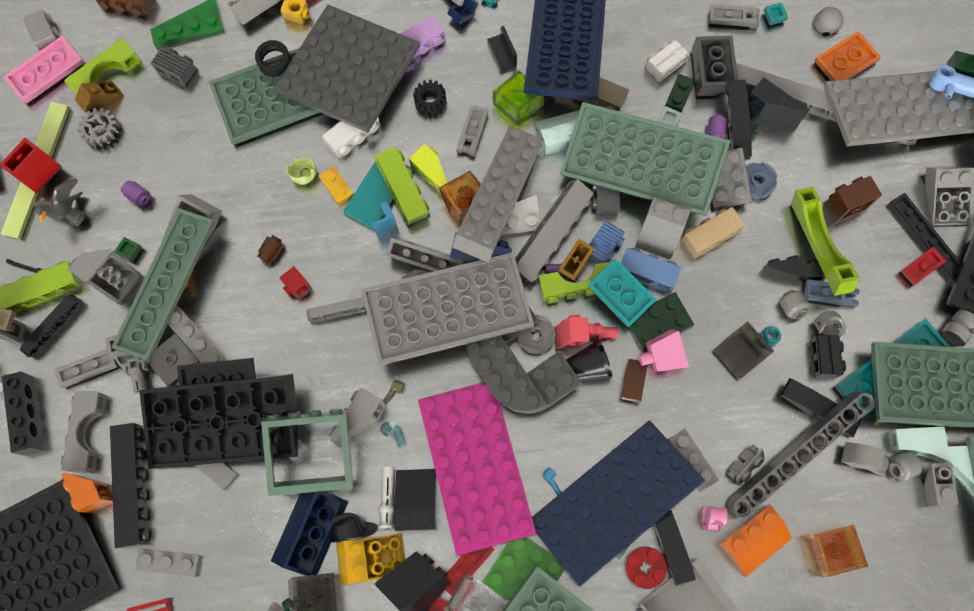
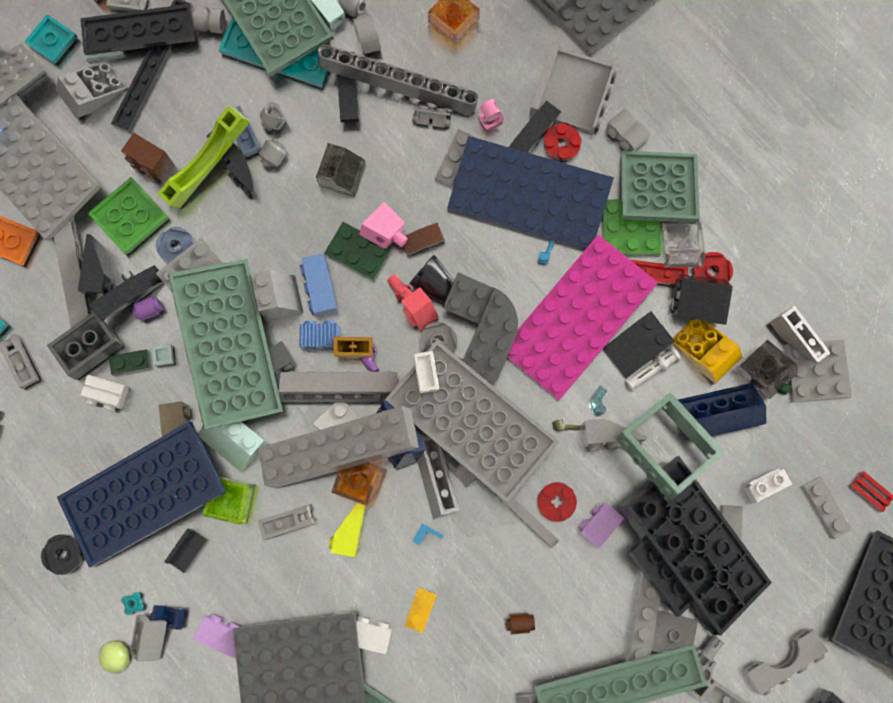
camera: 125 degrees left, 5 degrees up
(86, 493) = (828, 613): orange slope -> none
(128, 485) = (796, 587): black brick -> none
(222, 522) = (766, 485): none -> white window
(294, 360) = (601, 525): none -> lavender brick
(295, 283) = (535, 576): red brick -> none
(302, 171) = (429, 650): yellowish green hair -> none
(334, 331) = (564, 510): none -> red plate
(350, 526) = (697, 378): black piece -> none
(366, 201) = (400, 567): teal tile -> none
(401, 185) = (384, 545): lime brick -> none
(429, 88) = (269, 576): black tyre -> none
(512, 297) = (426, 372): none -> white tile
(555, 287) = (352, 319): lime arch -> none
(622, 292) = (357, 291): teal plate -> none
(712, 232) = (239, 247): tan brick -> none
(756, 539) = (485, 77): orange slope -> none
(774, 331) = (311, 152): teal plate -> none
(808, 159) = (128, 216): none -> bright green plate
(828, 356) = (300, 104): black brick -> none
(923, 266) = (171, 74): red plate -> none

